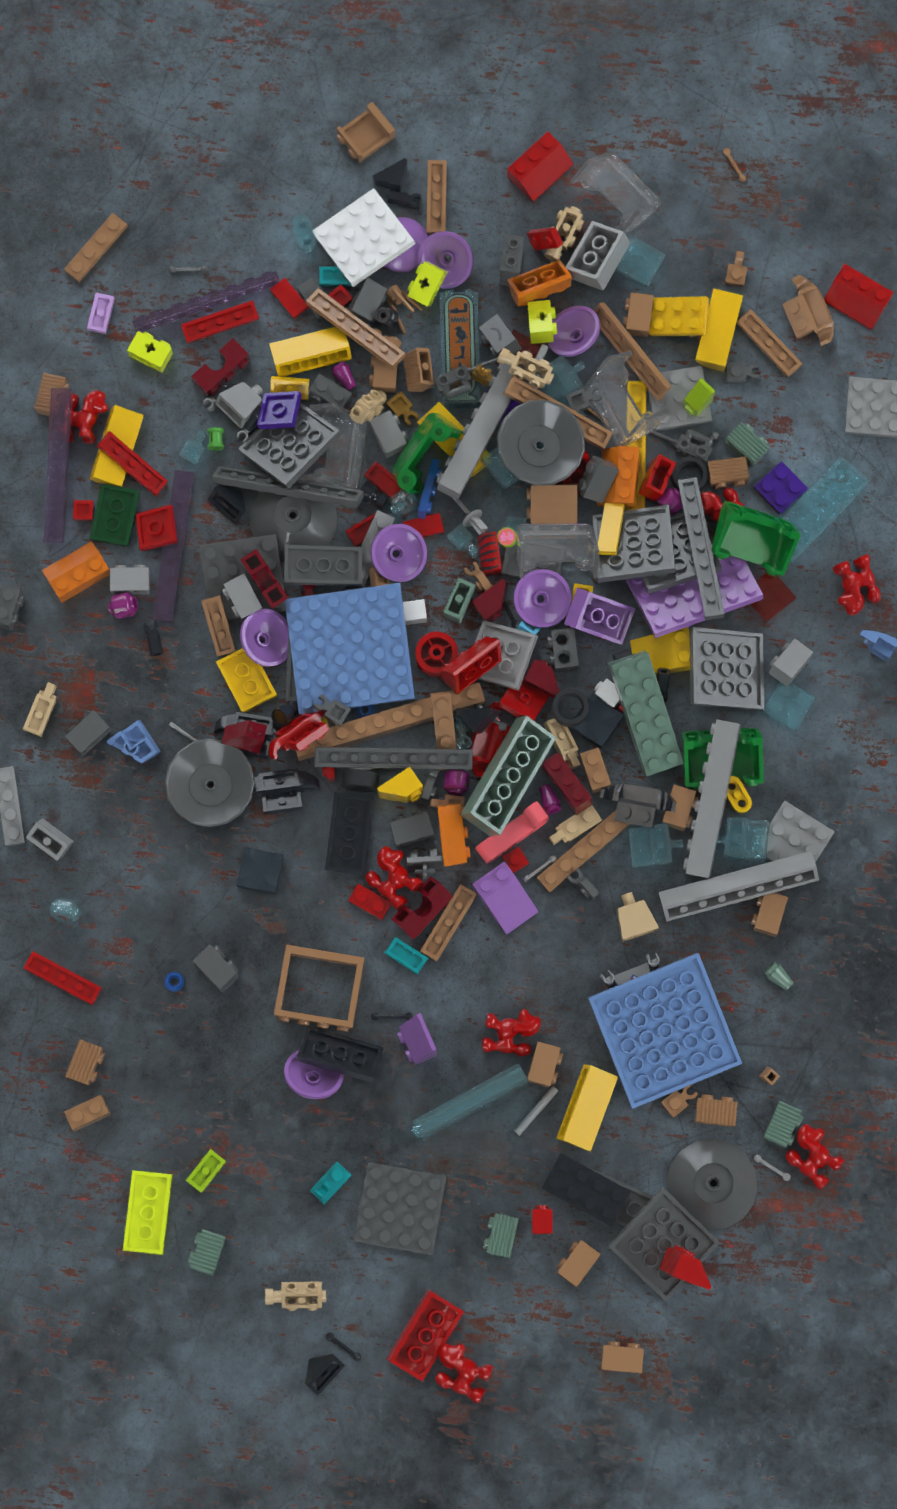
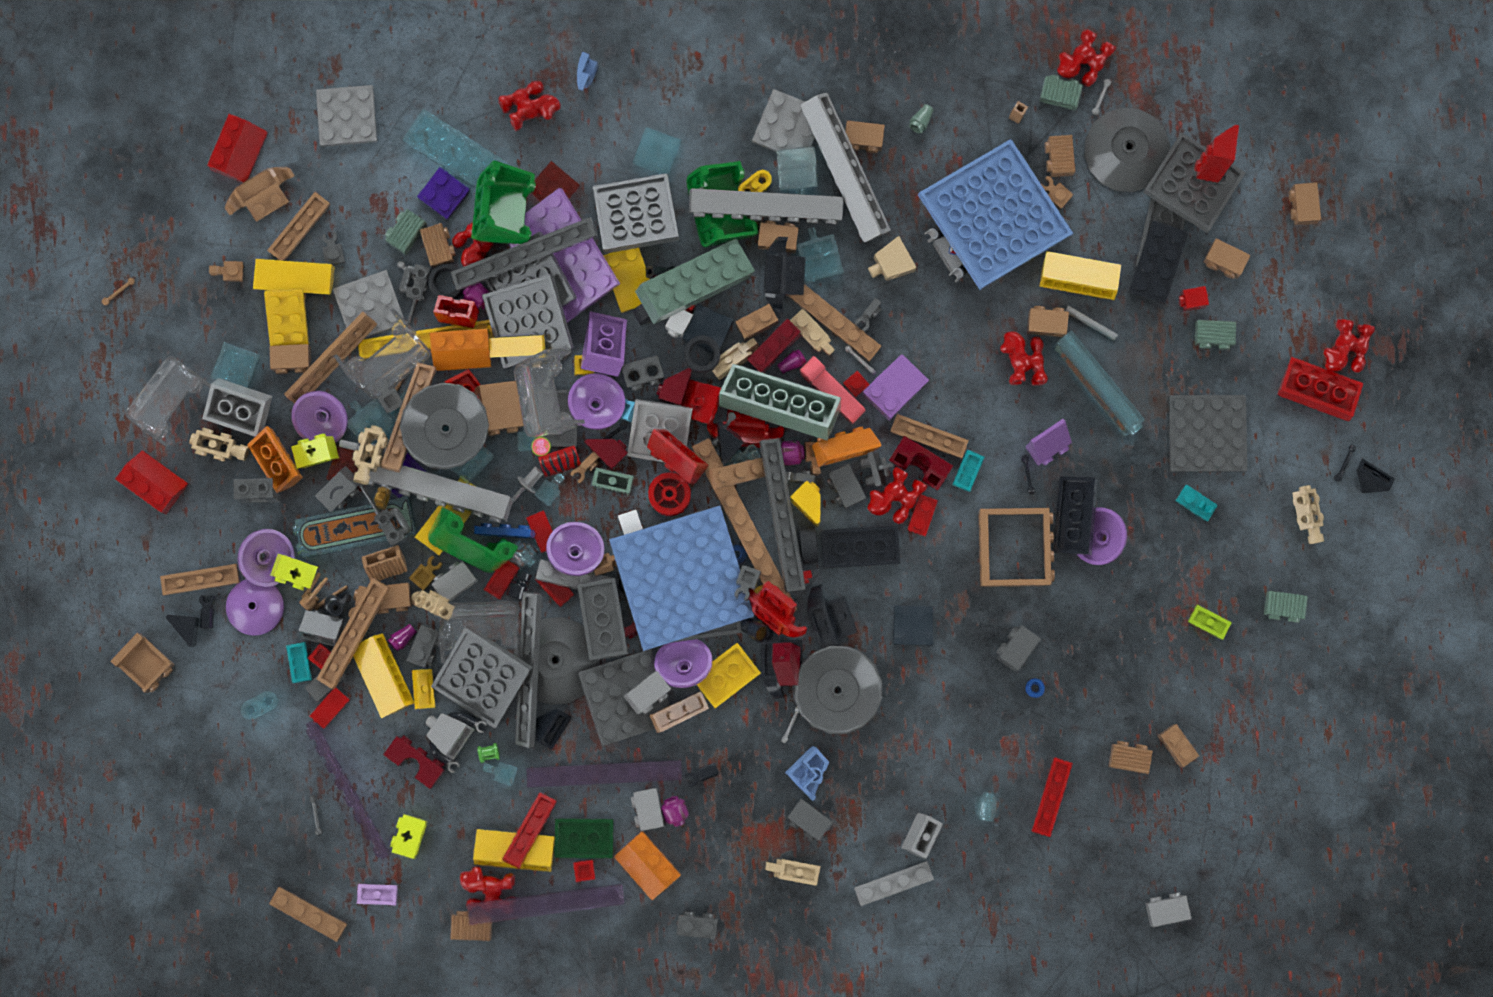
camera: 100 degrees left, 5 degrees up
(147, 1212) = (1258, 670): neon yellow tile -> none
(156, 528) = (590, 794): red tile -> none
(220, 321) = (366, 772): red plate -> none
(264, 578) = (627, 673): dark red arch -> none
(279, 410) = (450, 693): dark purple plate -> none
(363, 237) = (255, 643): white plate -> none
(544, 238) = (228, 462): red plate -> none
(597, 479) = (468, 367): dark grey brick -> none
(698, 398) = (370, 283): lime slope -> none
(790, 662) = (617, 154): light grey brick -> none

